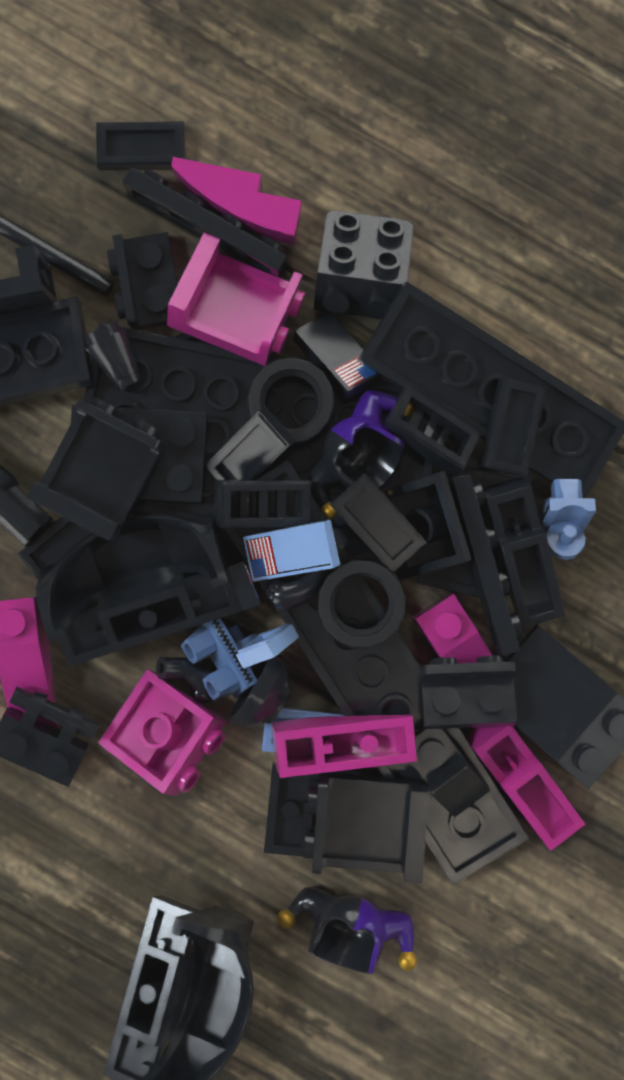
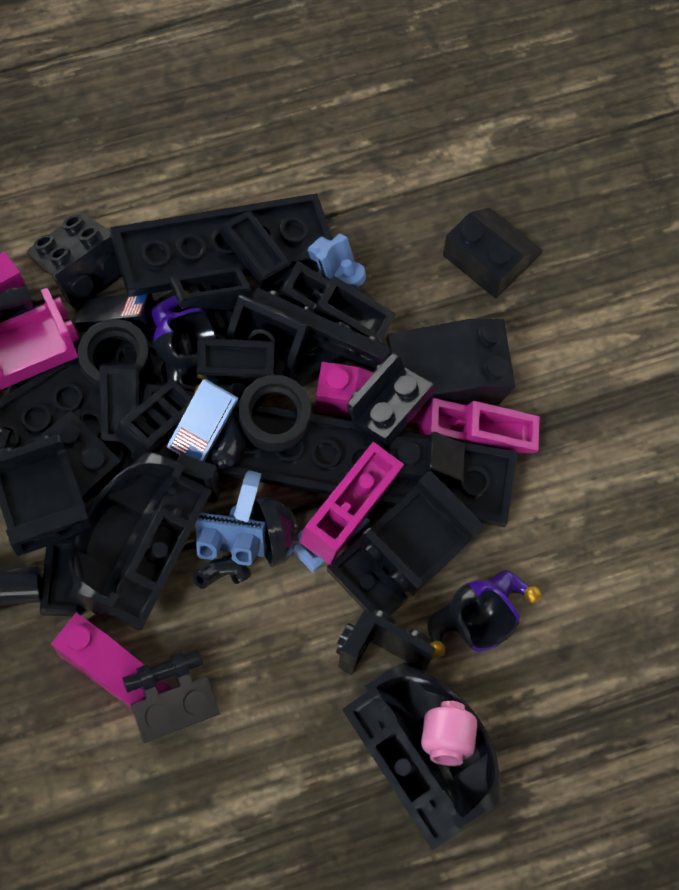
camera: 50 degrees left, 20 degrees down
(163, 734) = (243, 618): dark pink plate -> none
(208, 1011) = (449, 733): none -> bright pink head
(229, 855) = (381, 631): none -> black bracket

